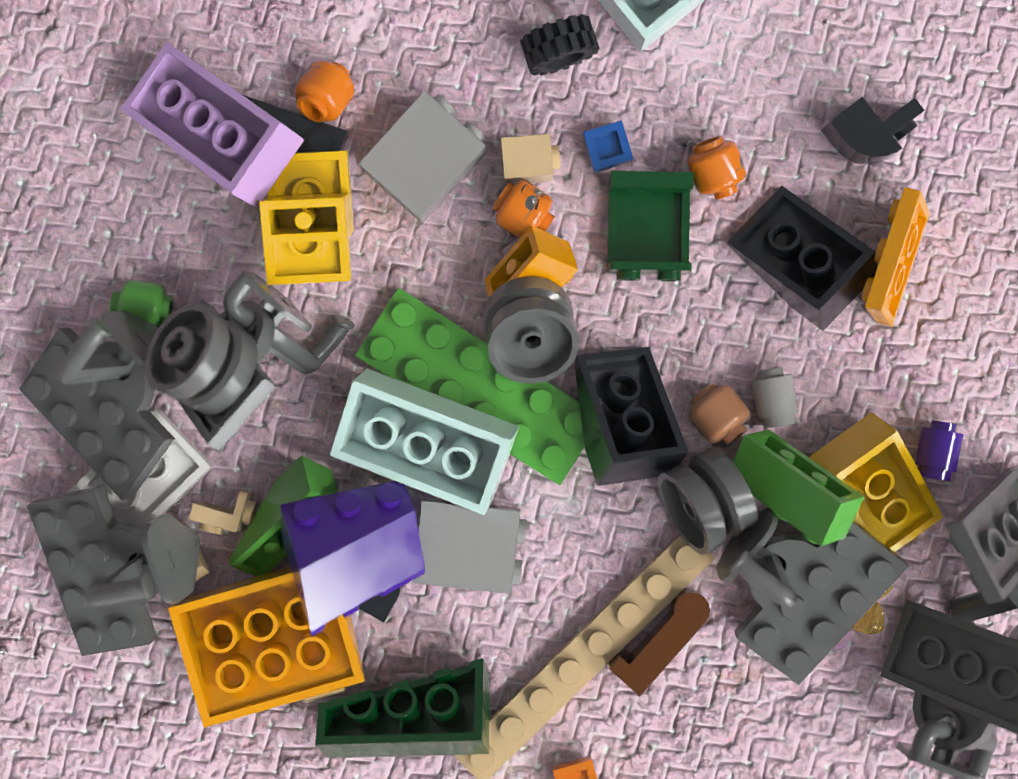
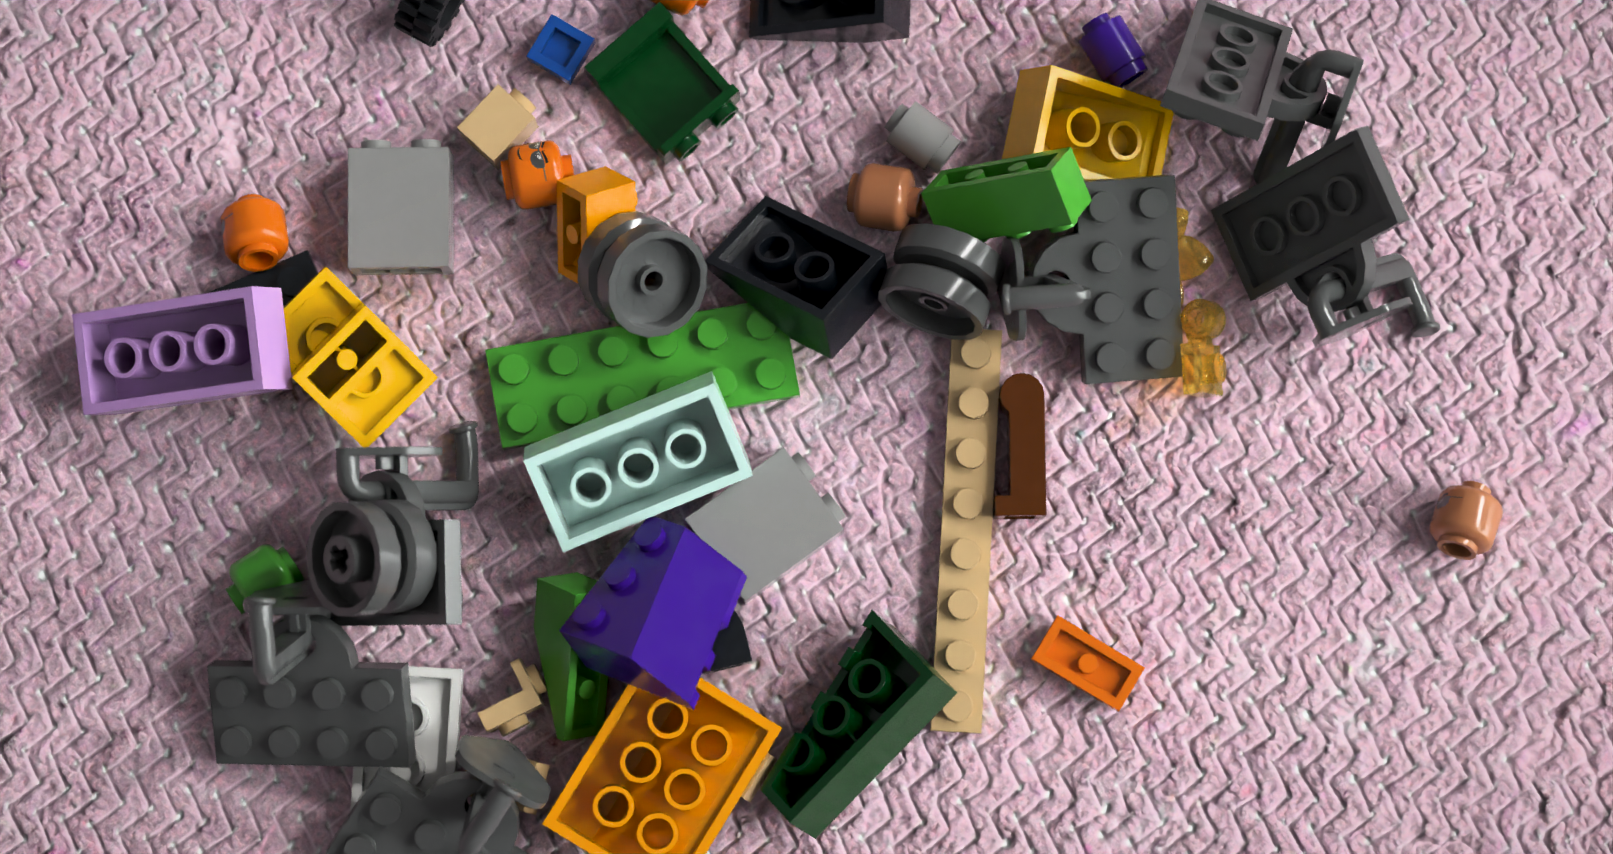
camera: 45 degrees left, 5 degrees down
(816, 690) = (1201, 361): none -> clear yellow plate

